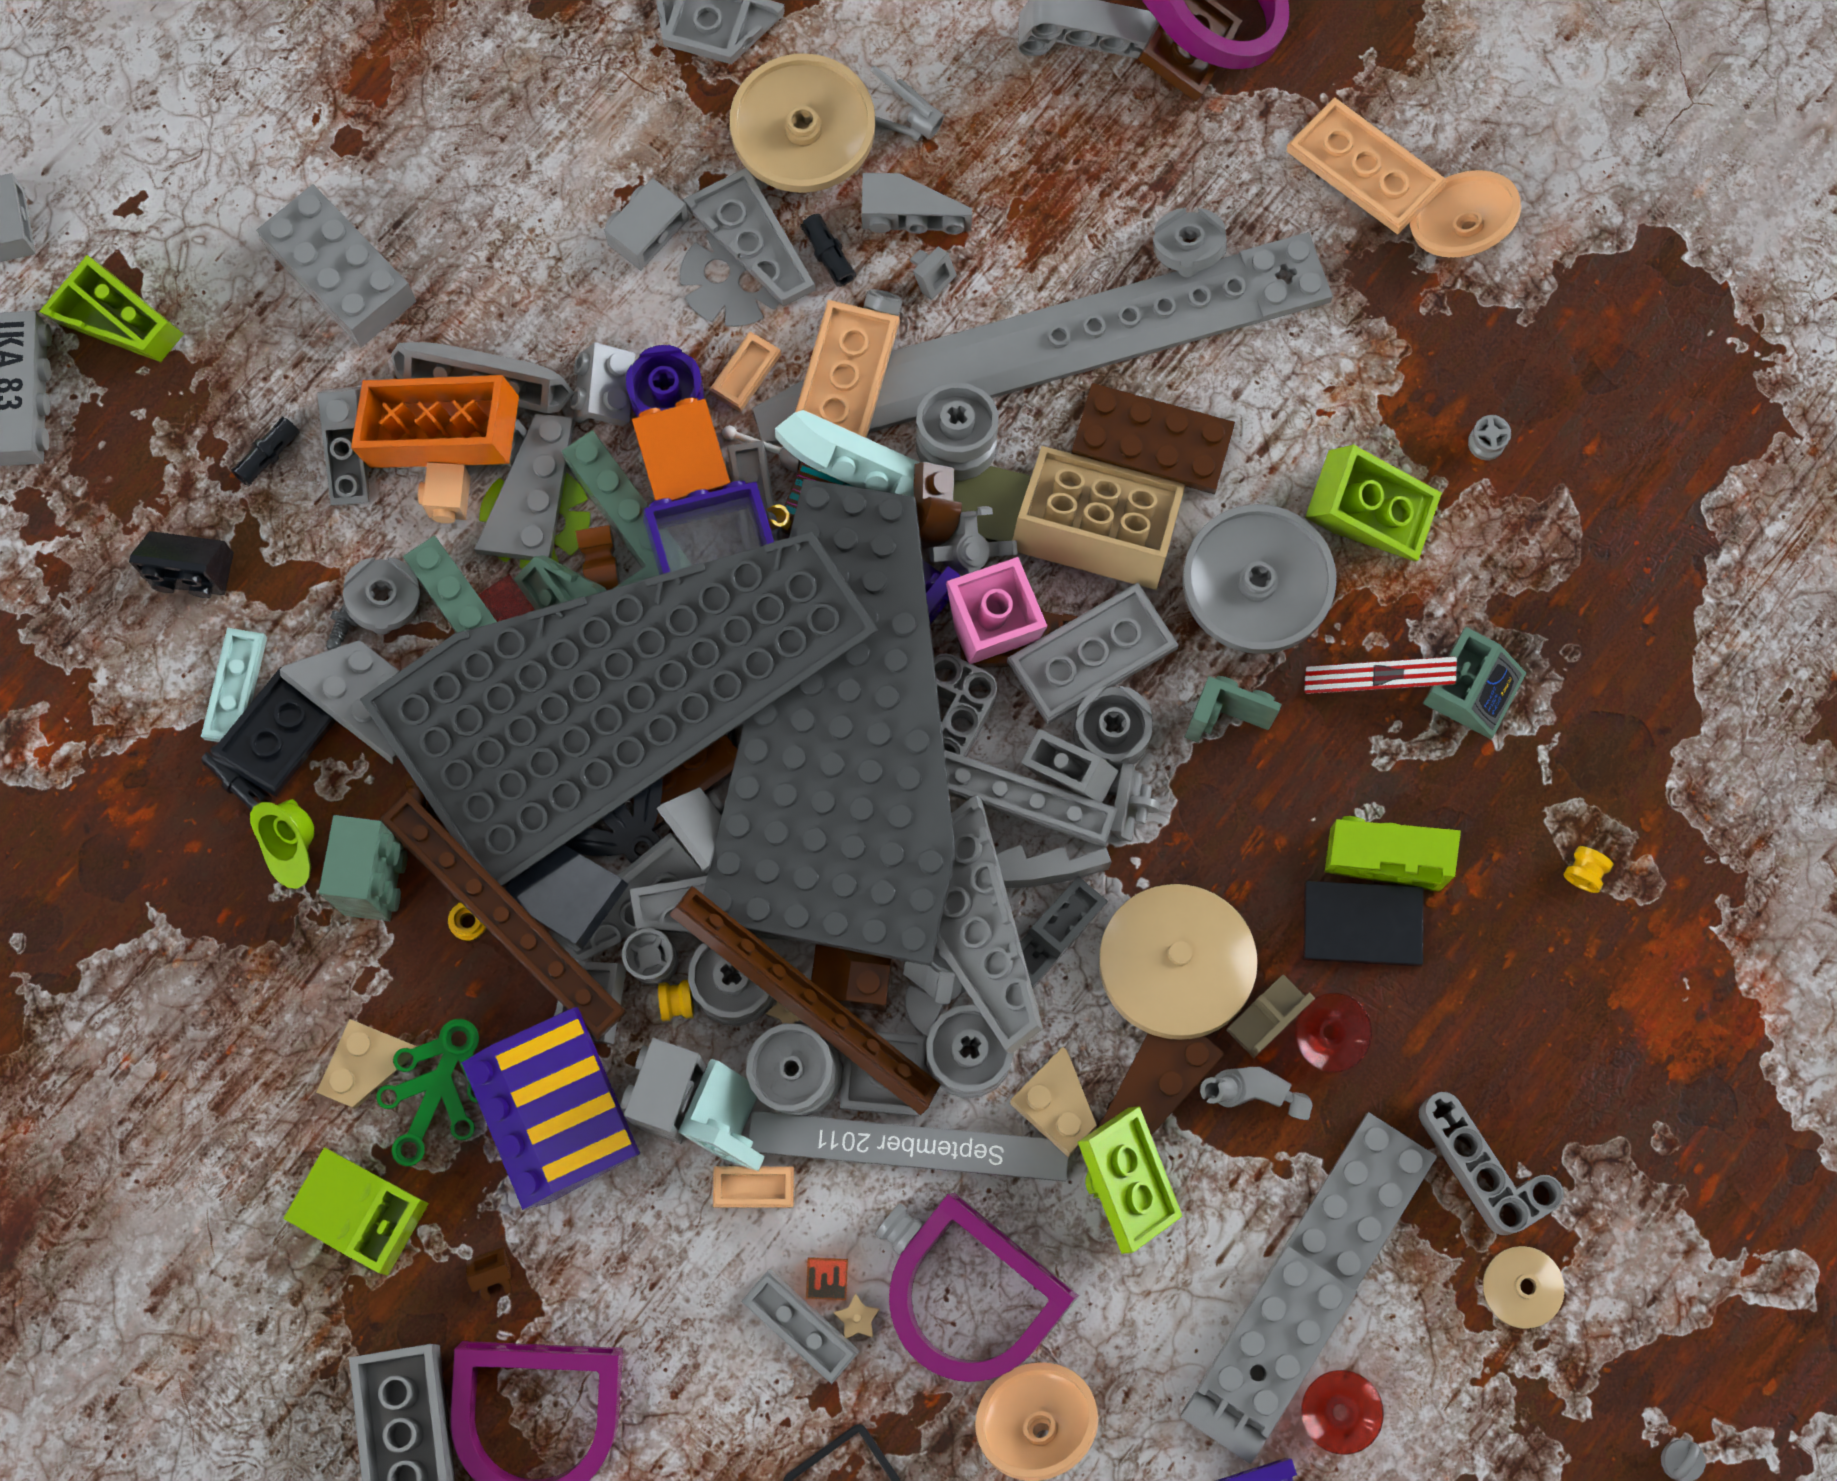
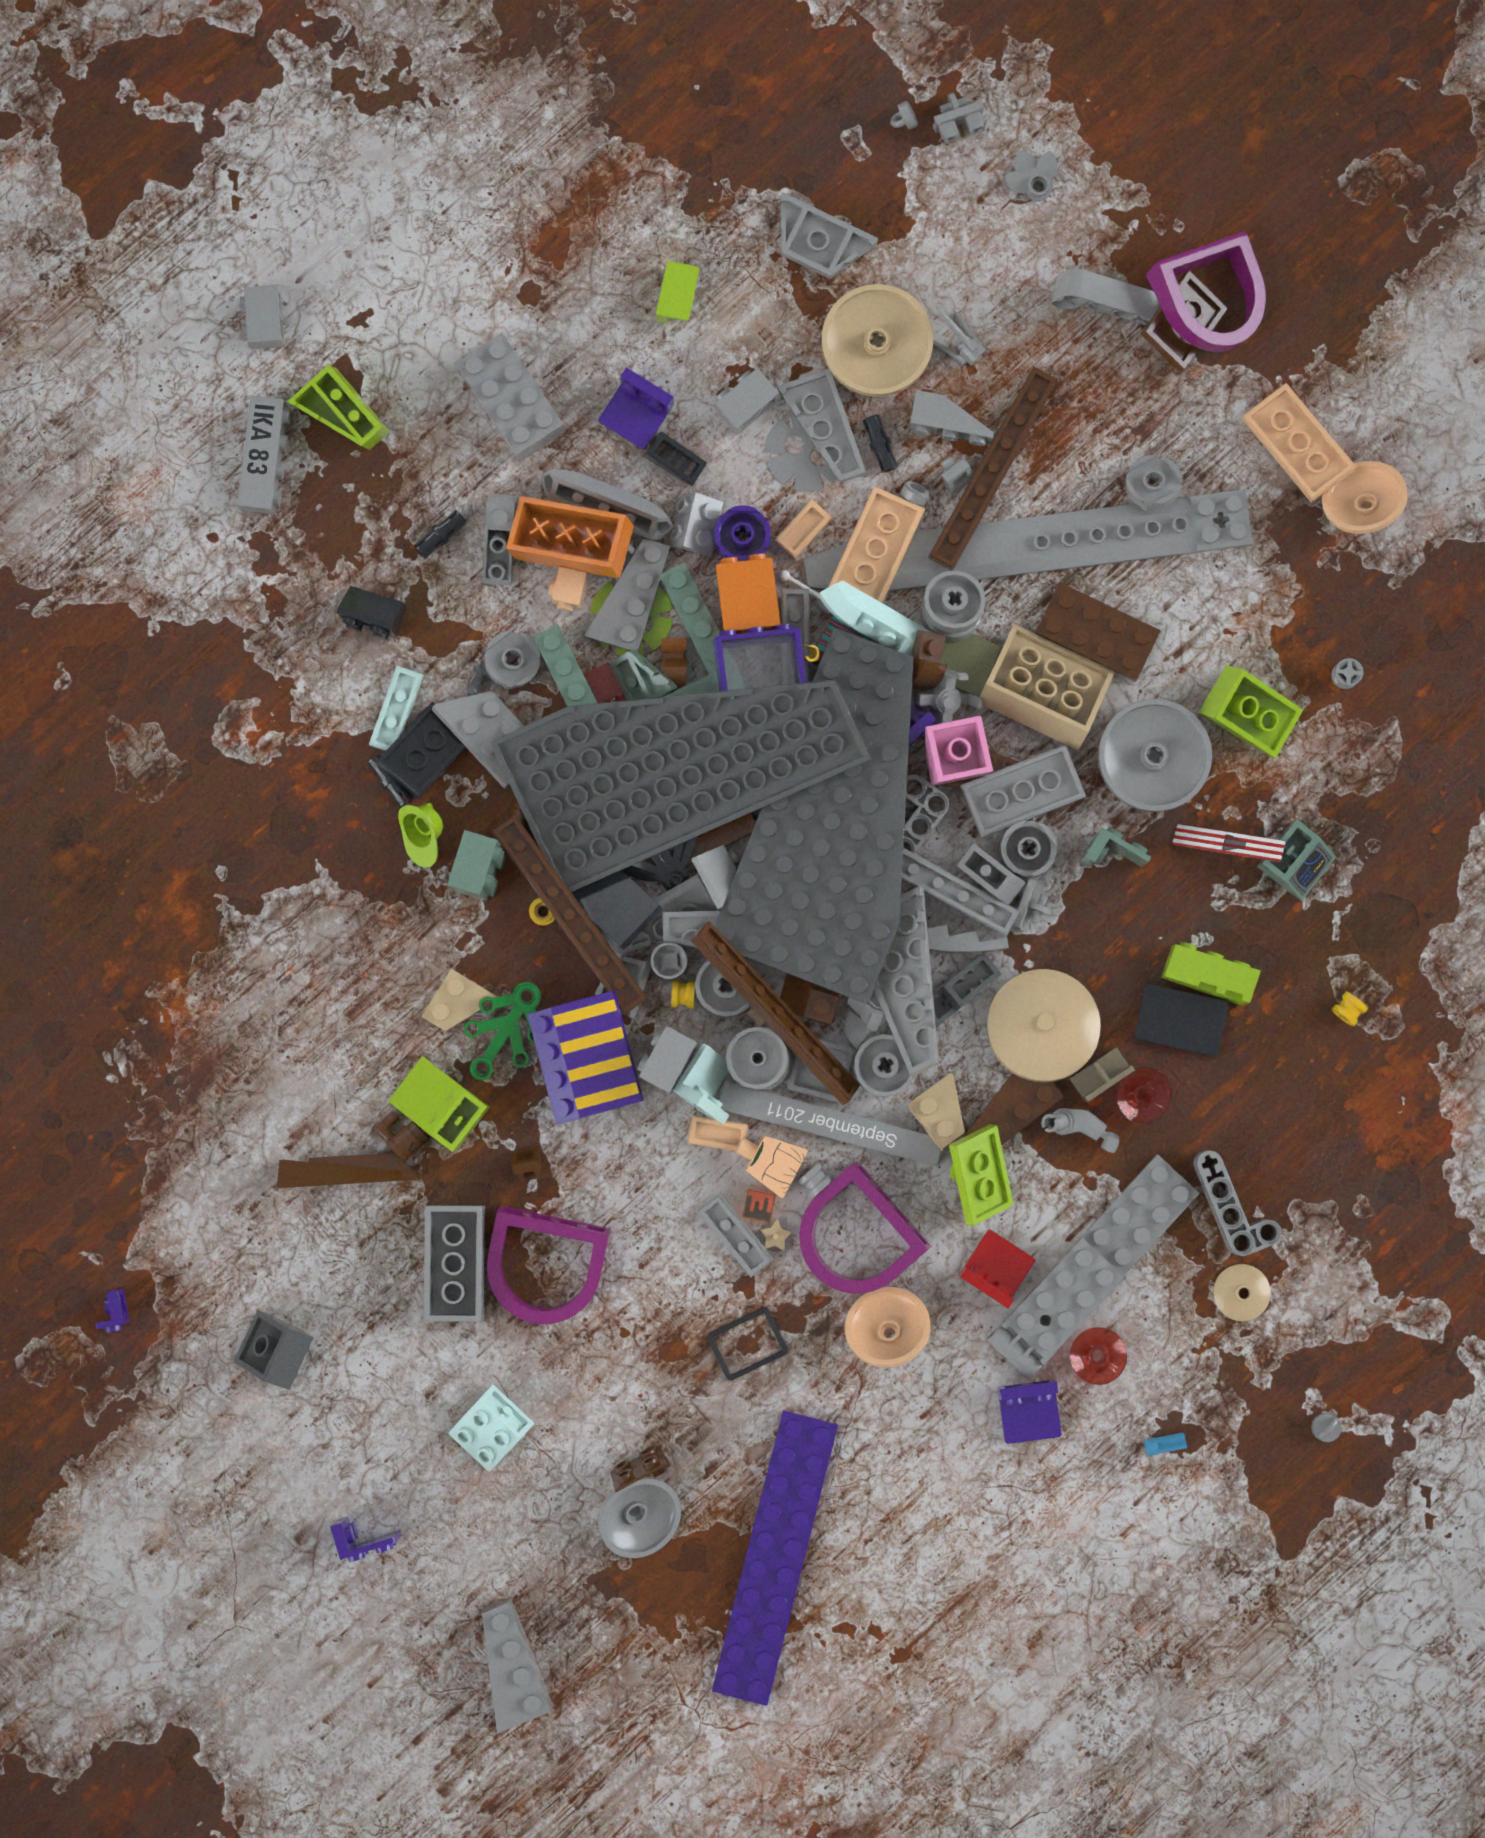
camera: 10 degrees right, 10 degrees up
(230, 1329) = (344, 1170): none -> reddish brown wedge
(313, 1271) = (404, 1141): none -> reddish brown piece
(505, 254) = (636, 409): none -> dark purple bracket
(535, 105) = (677, 292): none -> lime panel
(558, 293) = (660, 461): none -> black slope
(835, 1213) = (772, 1162): none -> light nougat torso
(978, 258) = (992, 469): none -> reddish brown tile
(1176, 1310) = (997, 1268): none -> red bracket

